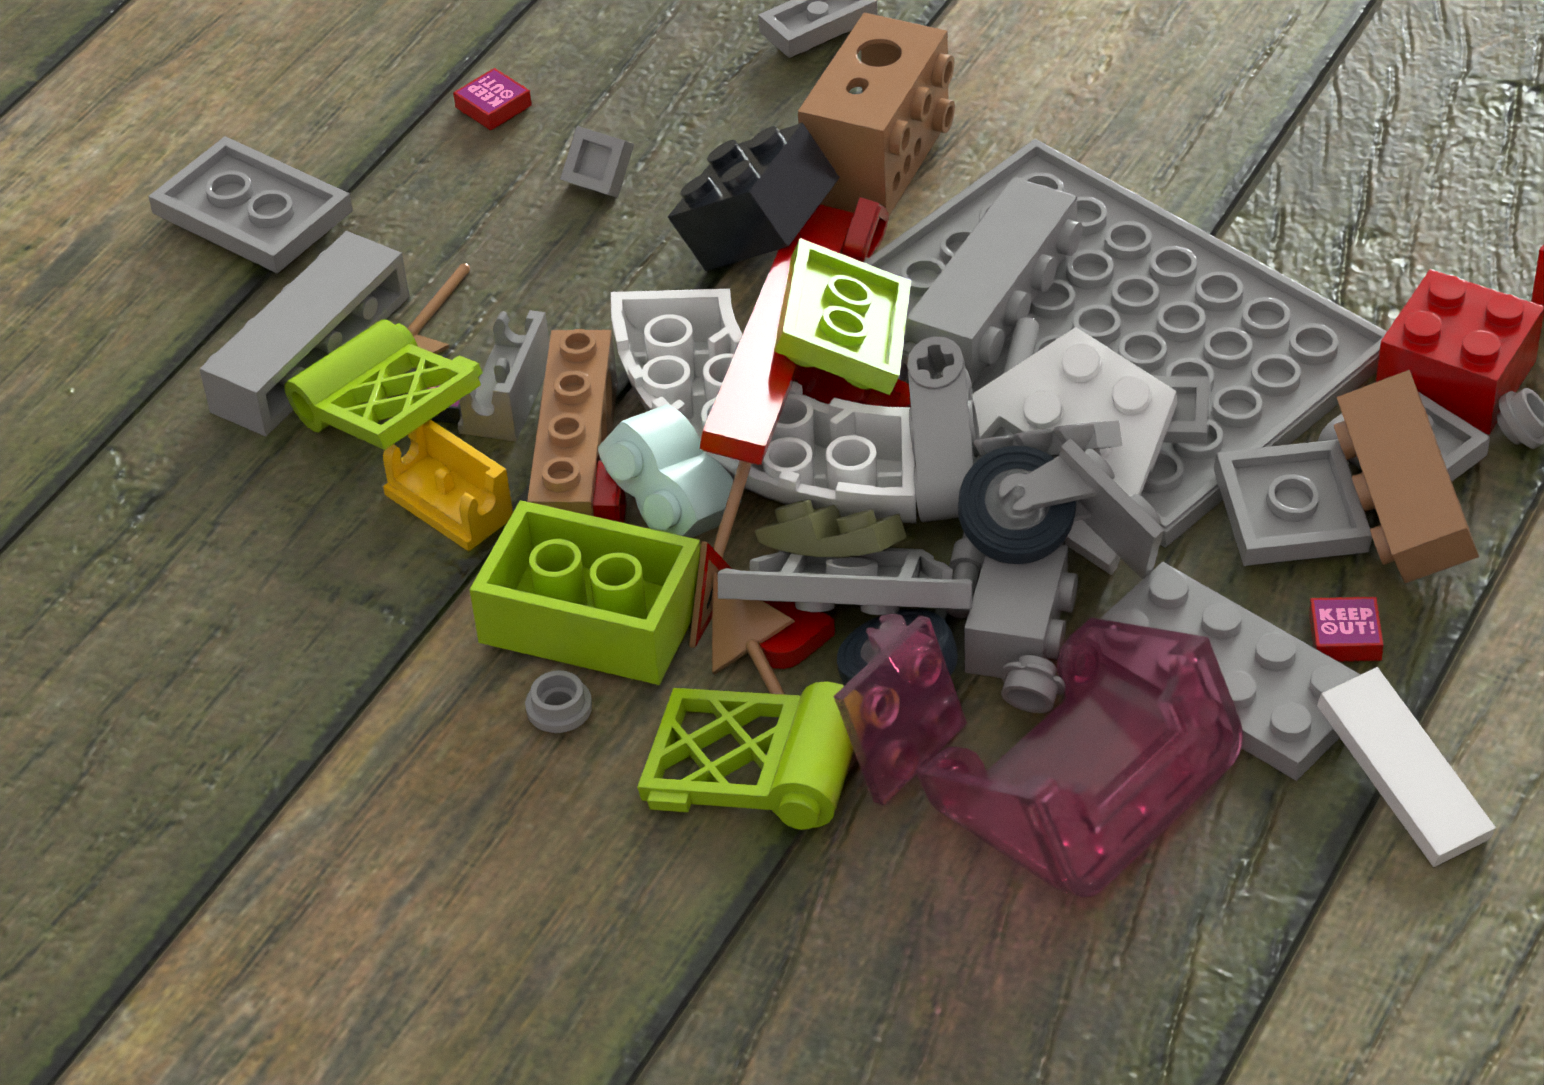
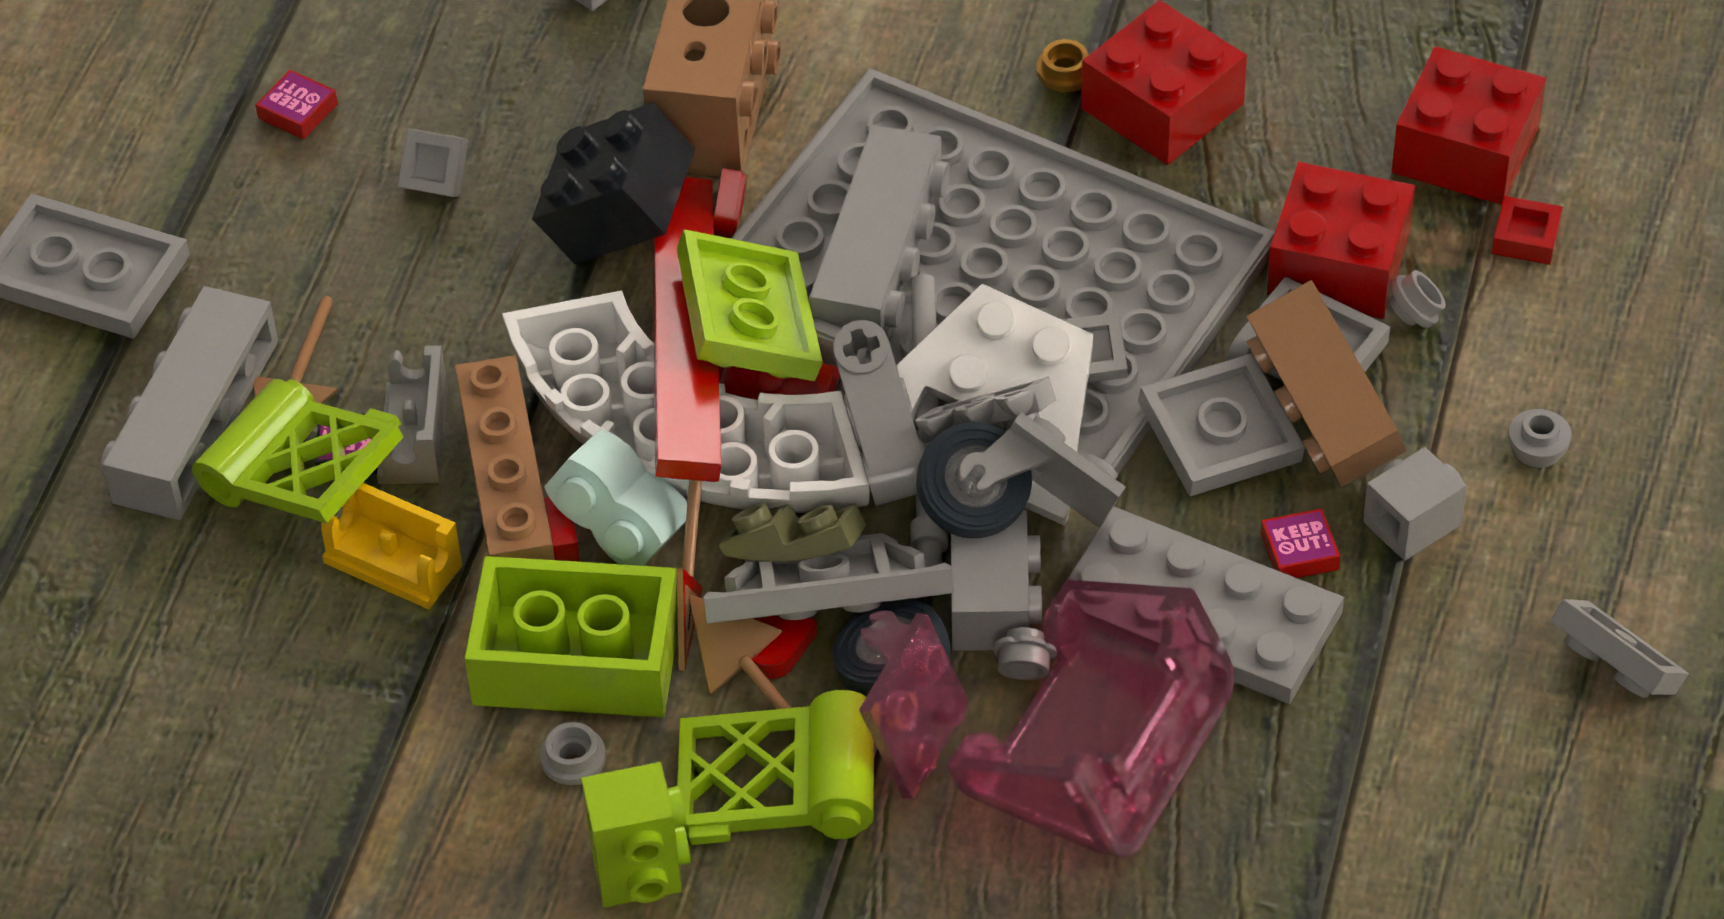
camera: 15 degrees left, 5 degrees up
(584, 781) = (635, 834): none -> lime brick
(1225, 162) = (1061, 65): none -> pearl gold plate
(1318, 186) = (1163, 82): none -> red brick
(1406, 767) = (1390, 675): white tile -> none
(1474, 606) = (1414, 502): none -> light grey brick

